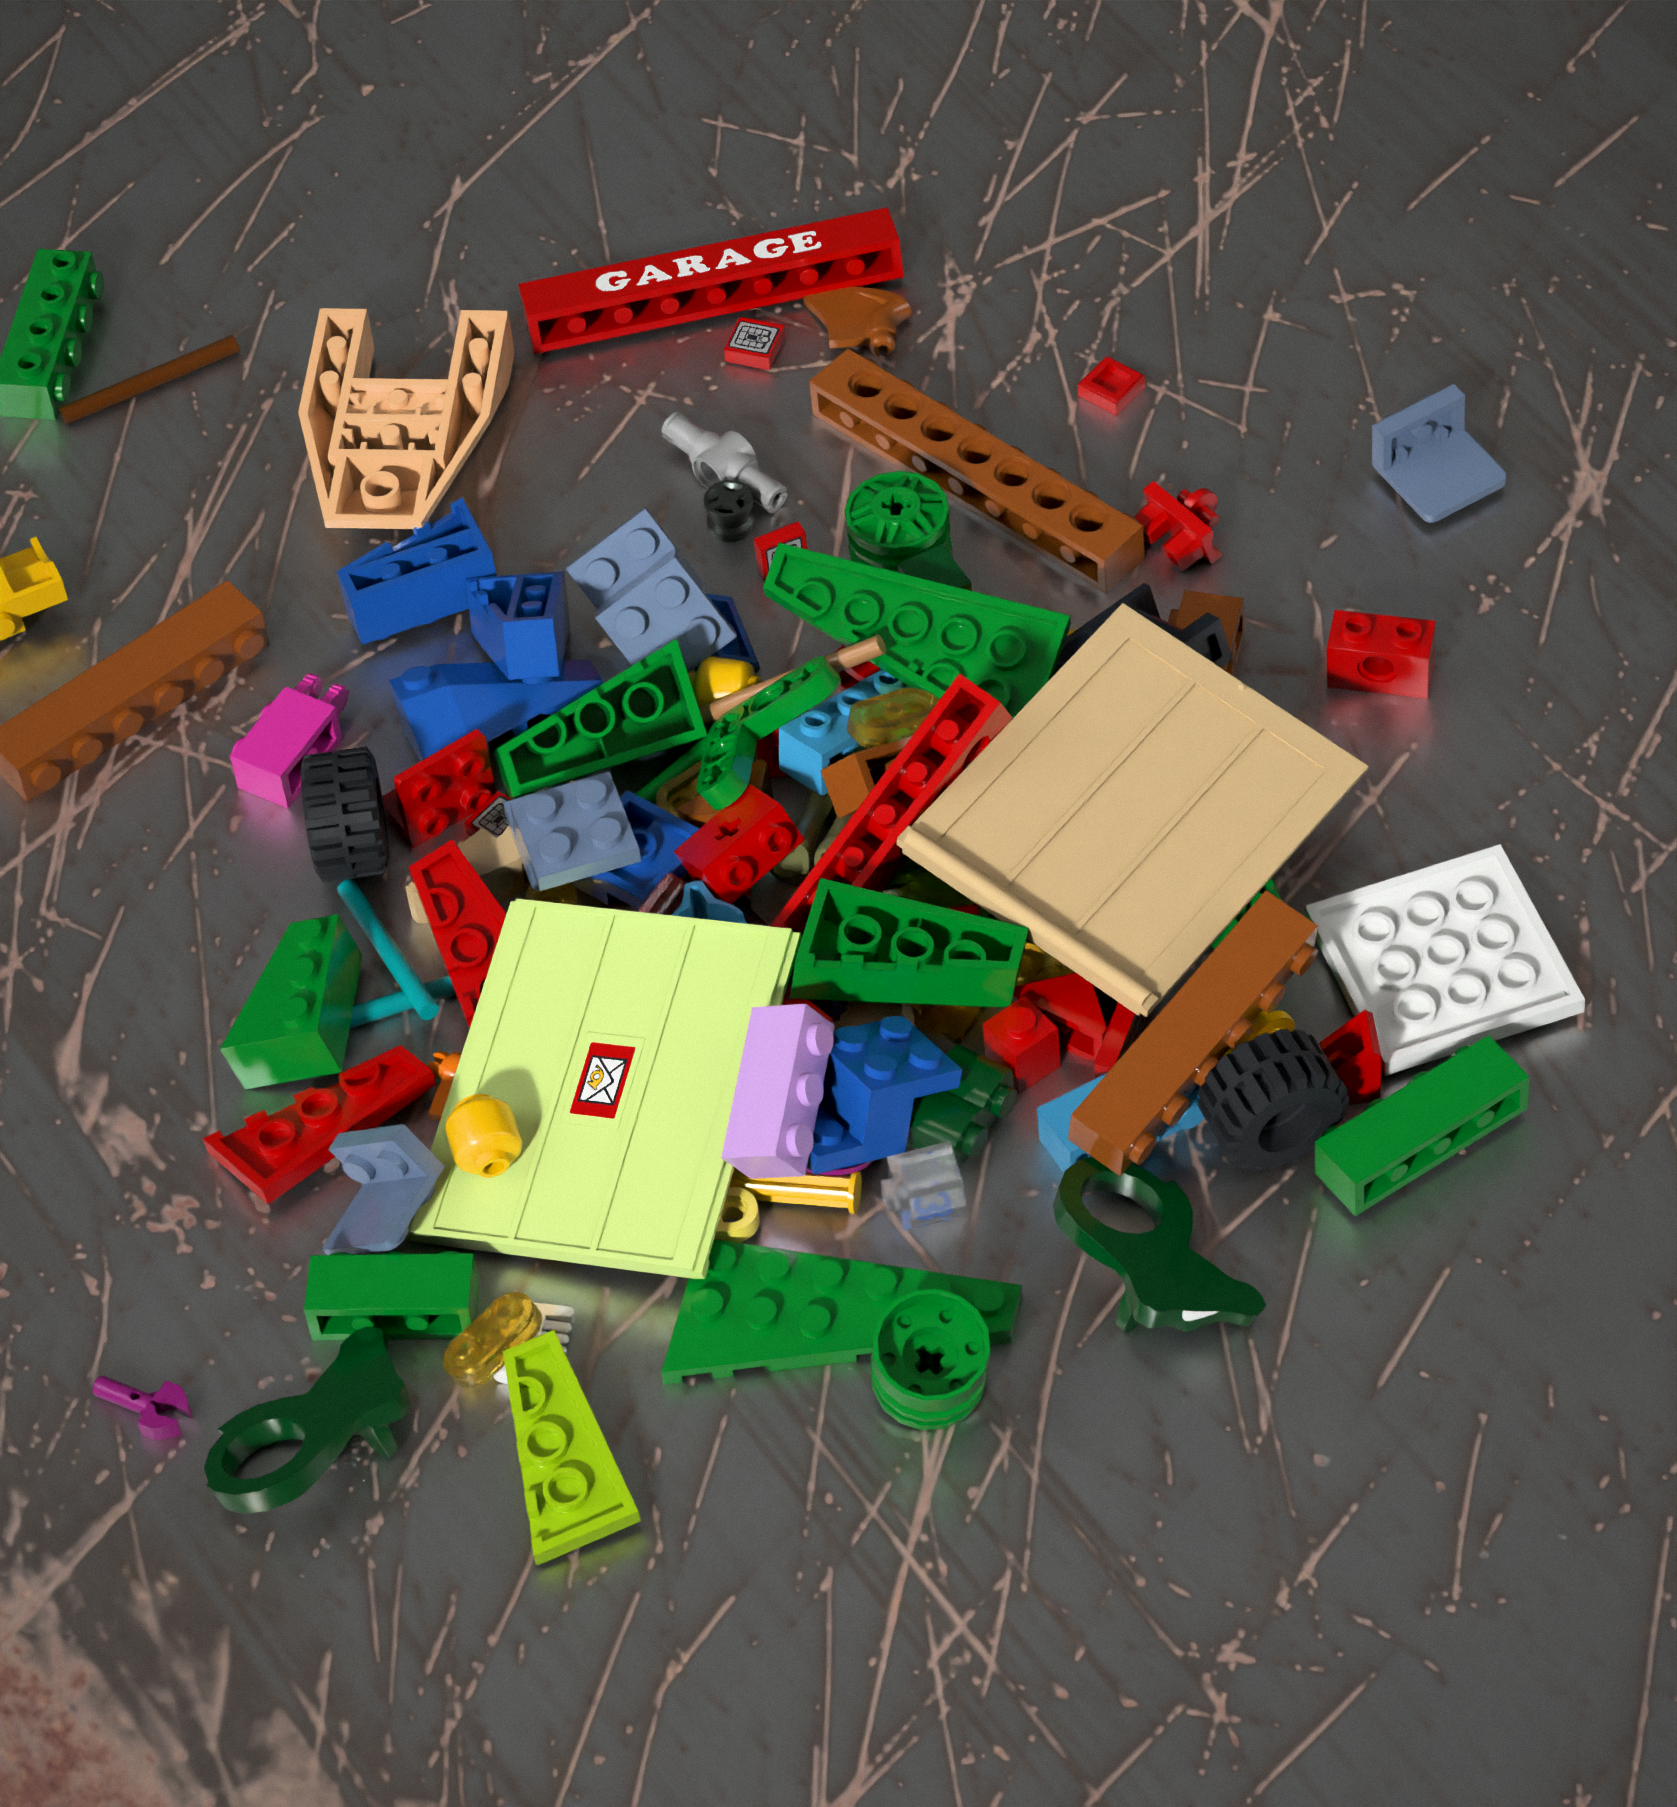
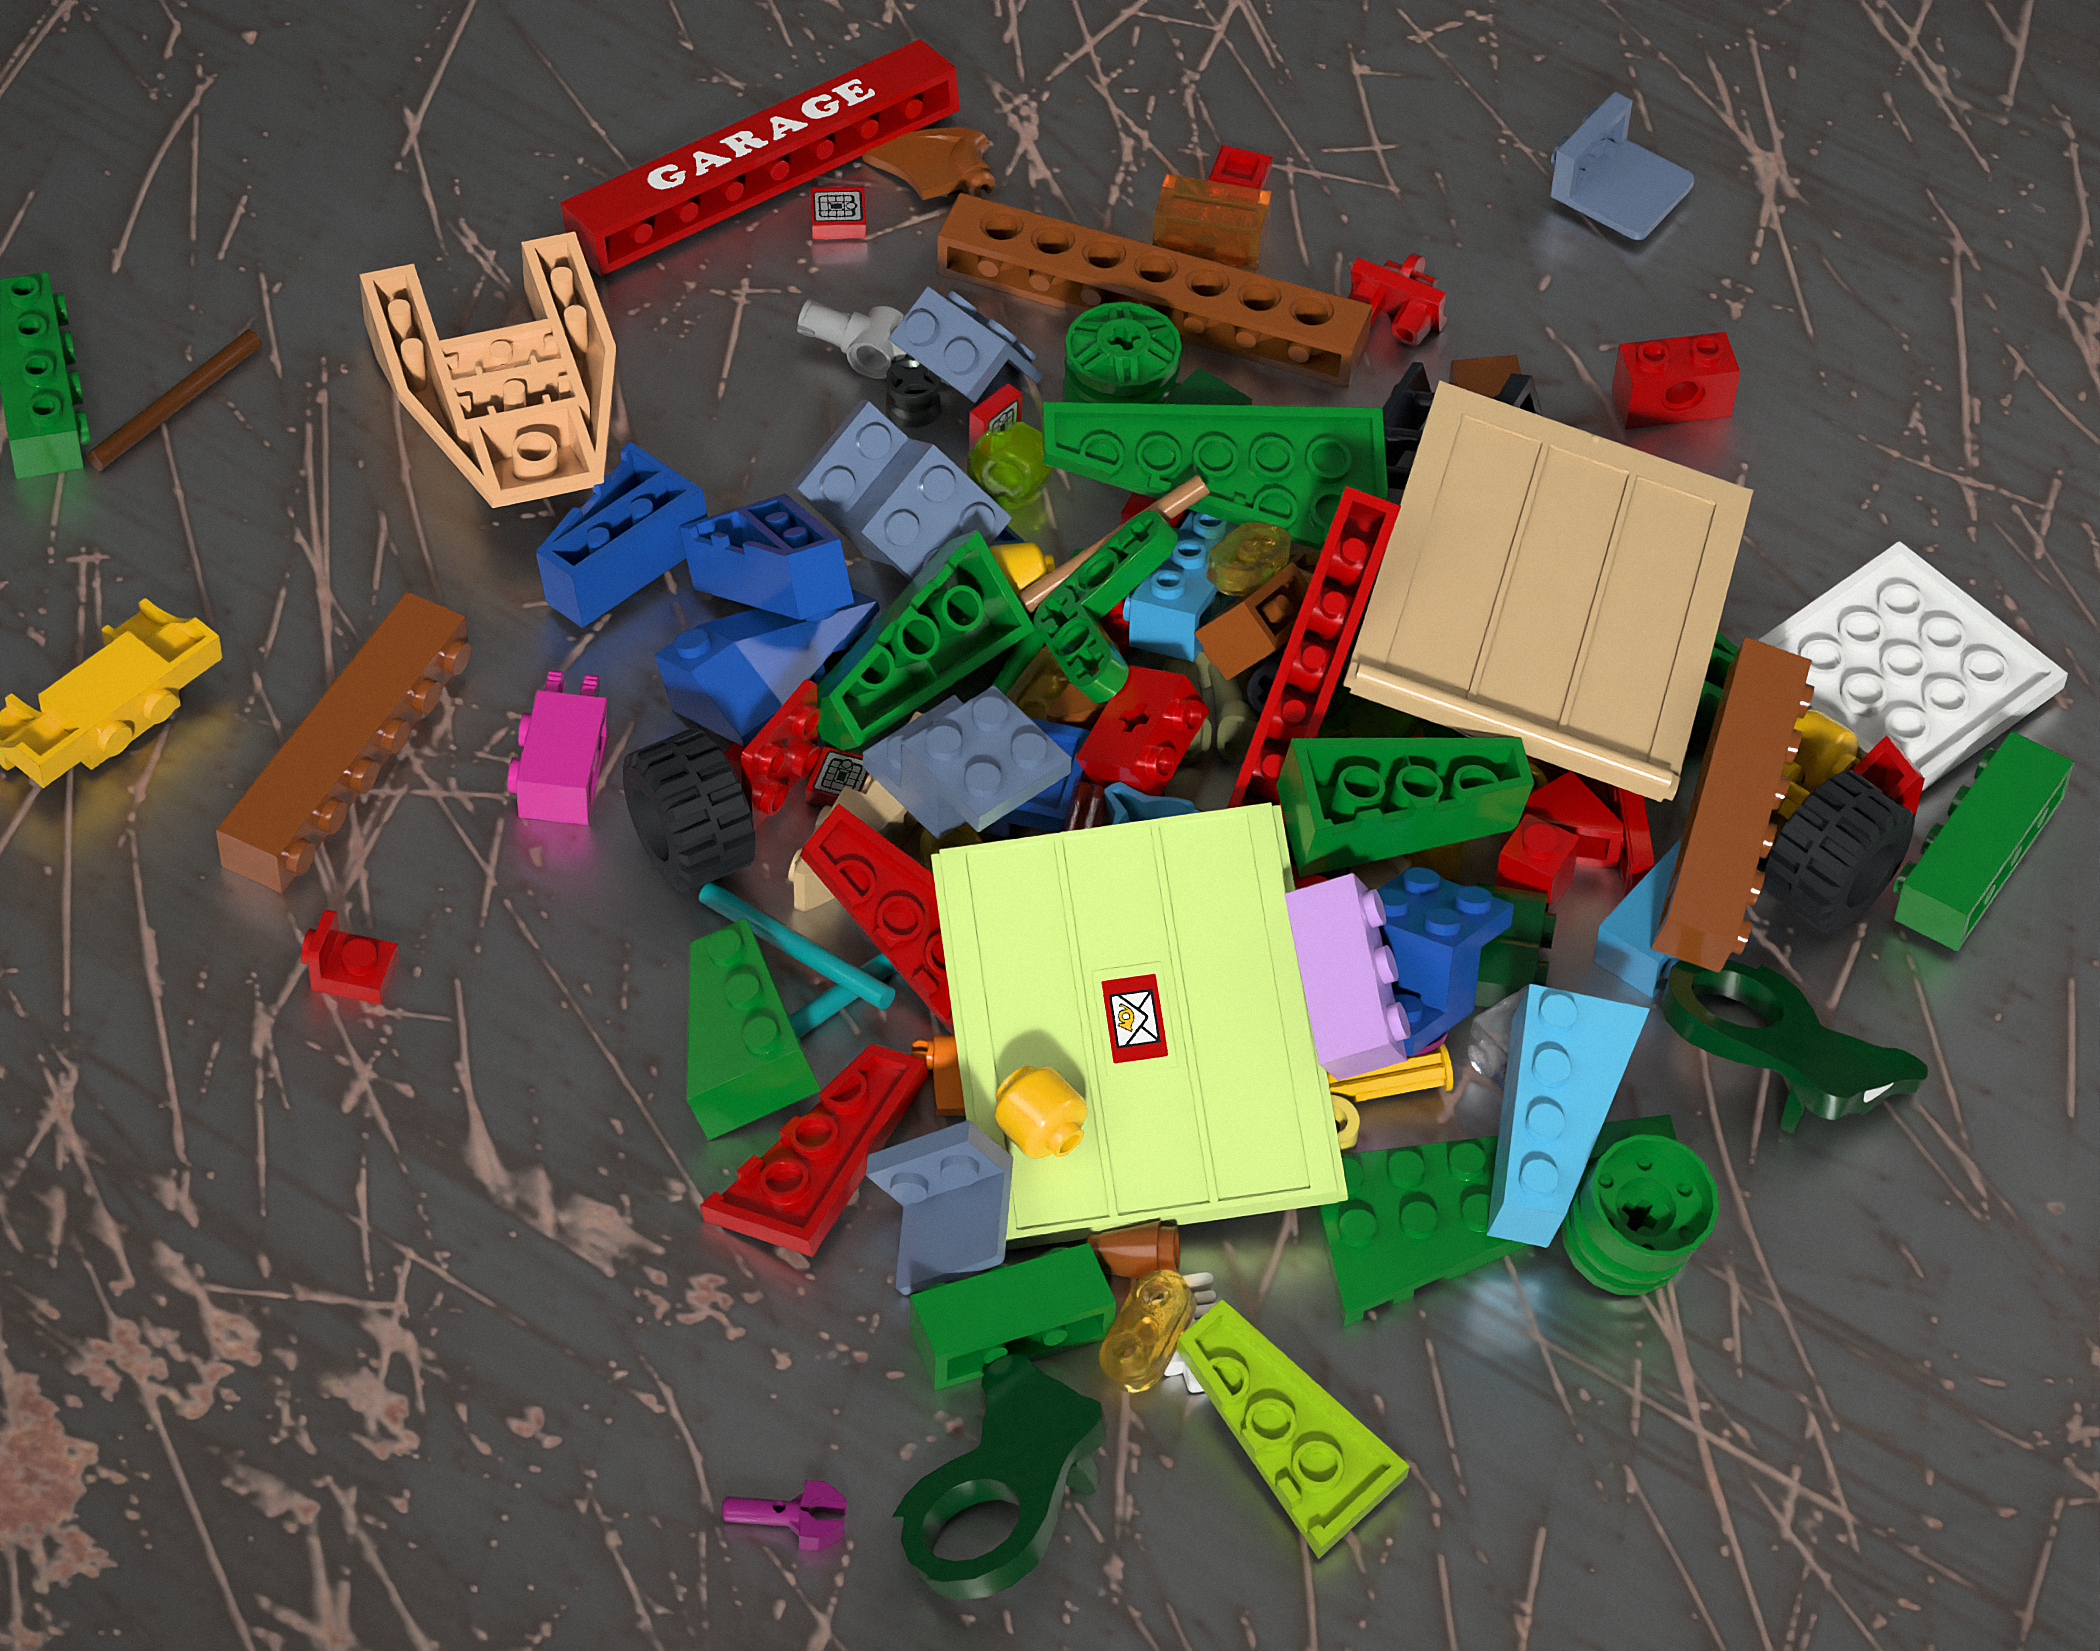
camera: 30 degrees left, 0 degrees up
(40, 868) = (348, 962): none -> red bracket
(521, 1272) = (1137, 1249): none -> dark orange cone
(751, 603) = (1010, 466): none -> clear neon green hair
(775, 476) = (960, 343): none -> sand blue bracket
(910, 1240) = (1556, 1095): none -> medium azure wedge
(1057, 421) = (1212, 220): none -> clear orange brick
(1318, 1003) = (1824, 748): none -> yellow head

